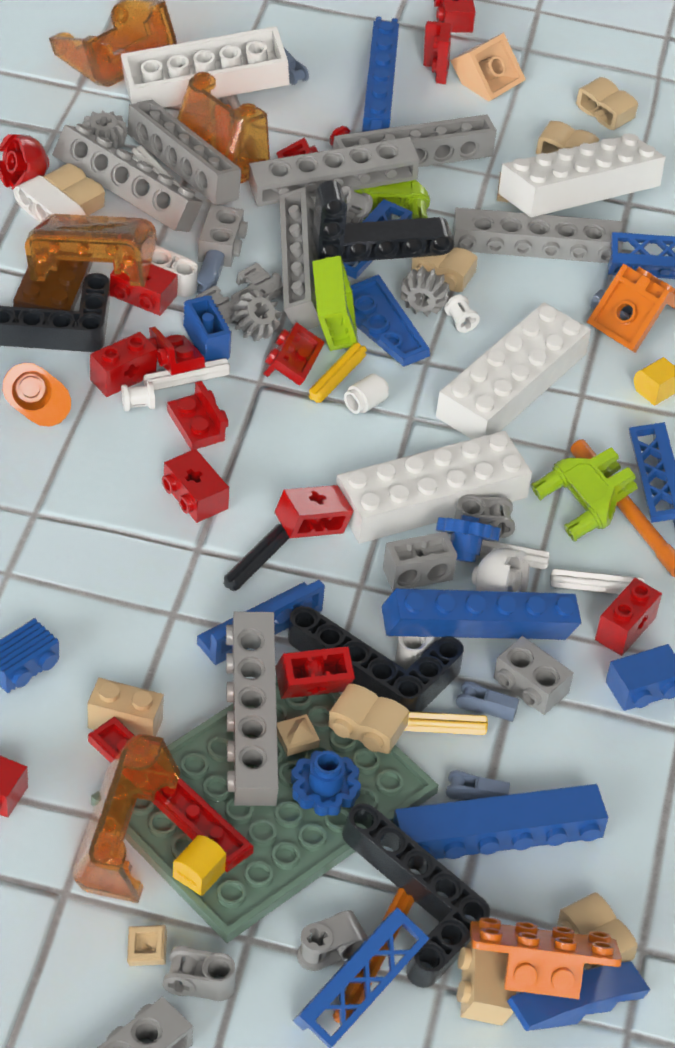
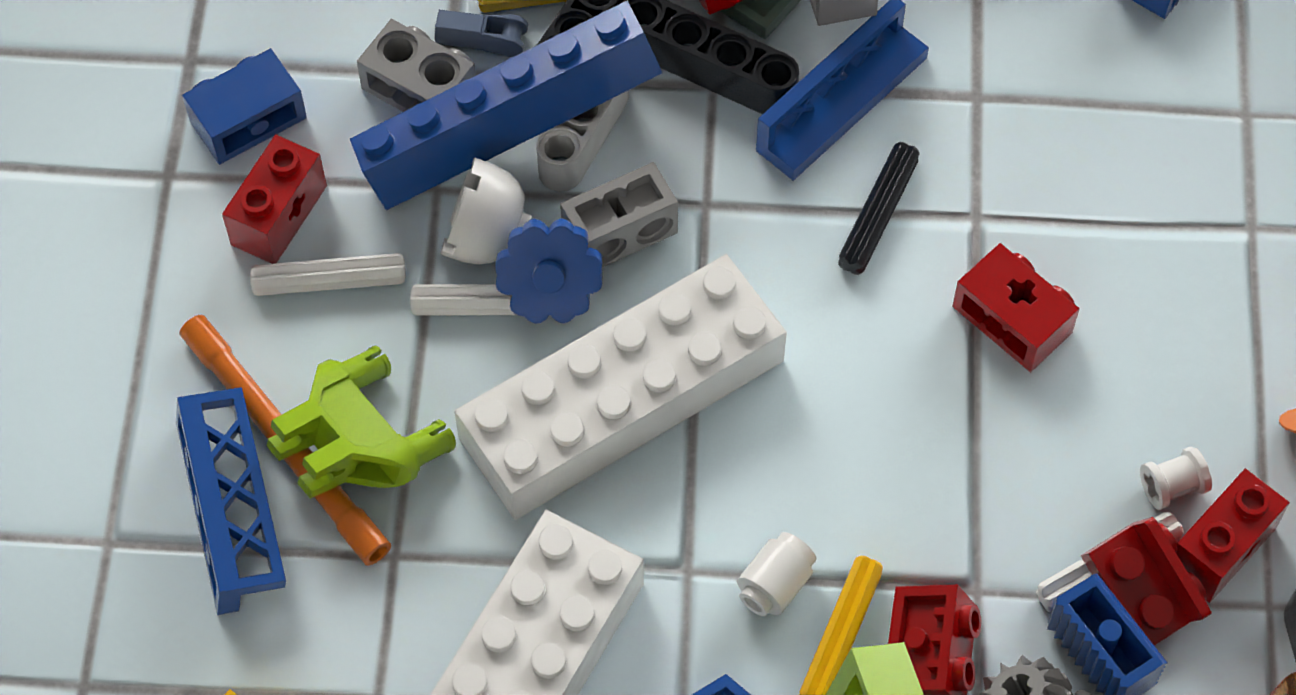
camera: 175 degrees right, 15 degrees up
(199, 418) = (1058, 462): red bracket -> none
(313, 511) = (820, 256): red brick -> none
(488, 511) = (519, 343): light grey piece -> none

